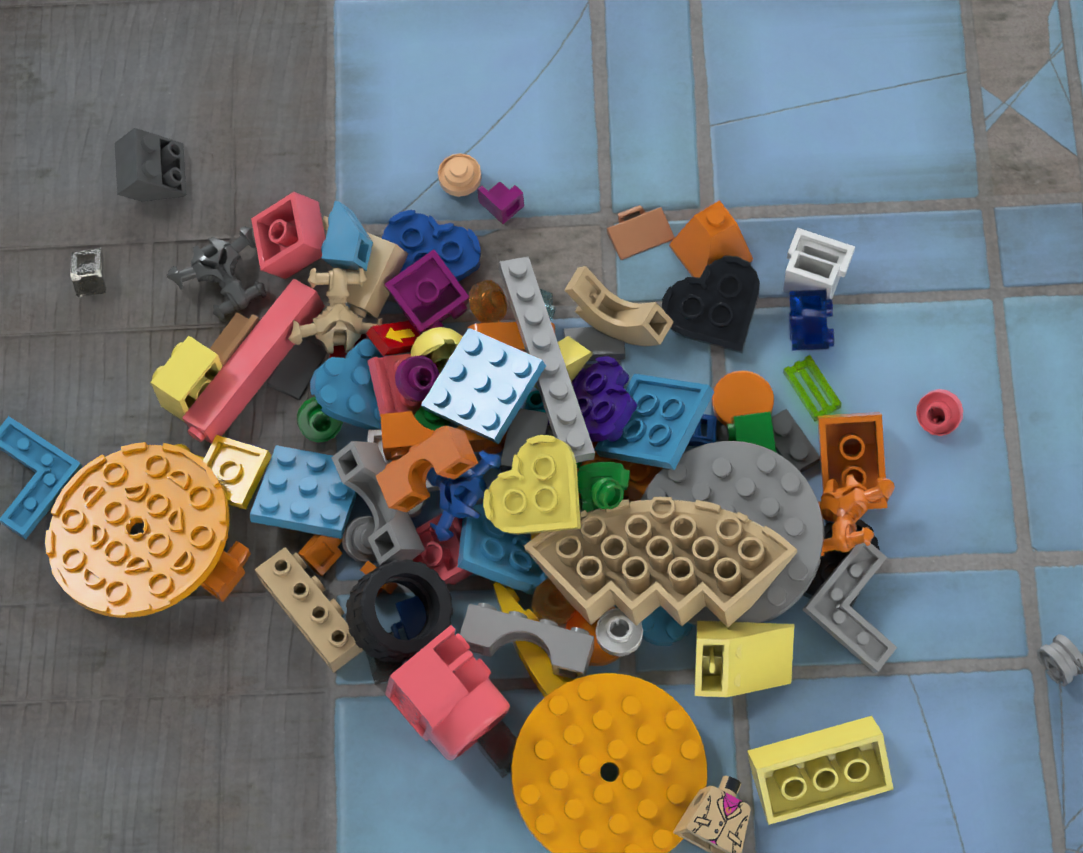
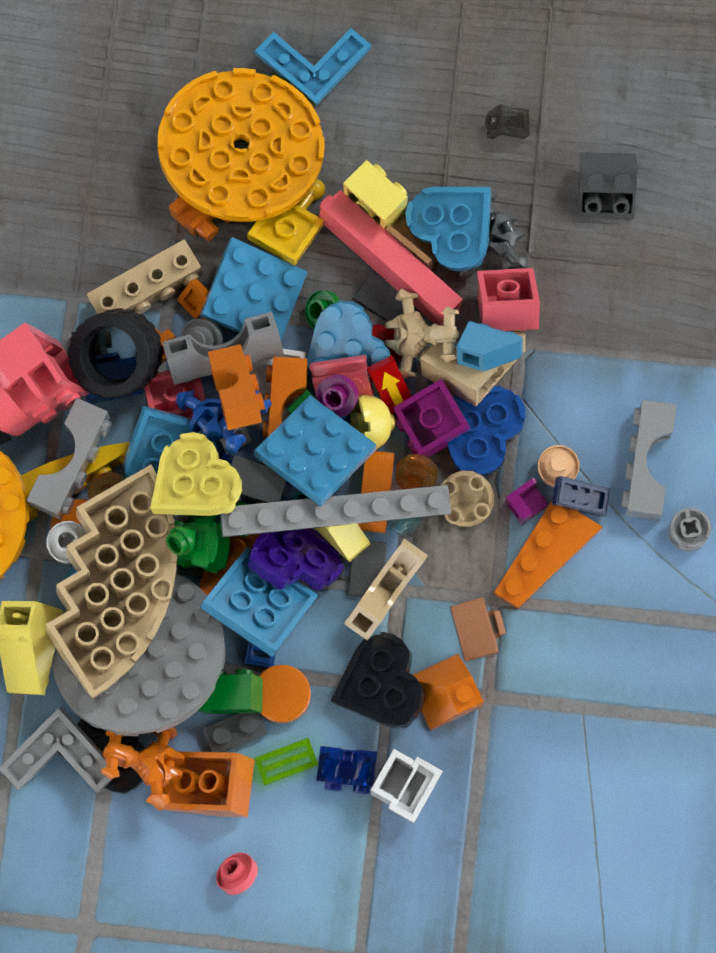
camera: 95 degrees right, 10 degrees up
(210, 296) = (454, 223): none -> dark azure plate
(474, 95) = (645, 494): none -> light grey arch
(489, 148) = (580, 496): none -> dark blue plate
(503, 245) = (469, 498): none -> tan dish
(507, 49) = (689, 529): none -> light grey wheel
(550, 177) = (549, 546): none -> orange wing

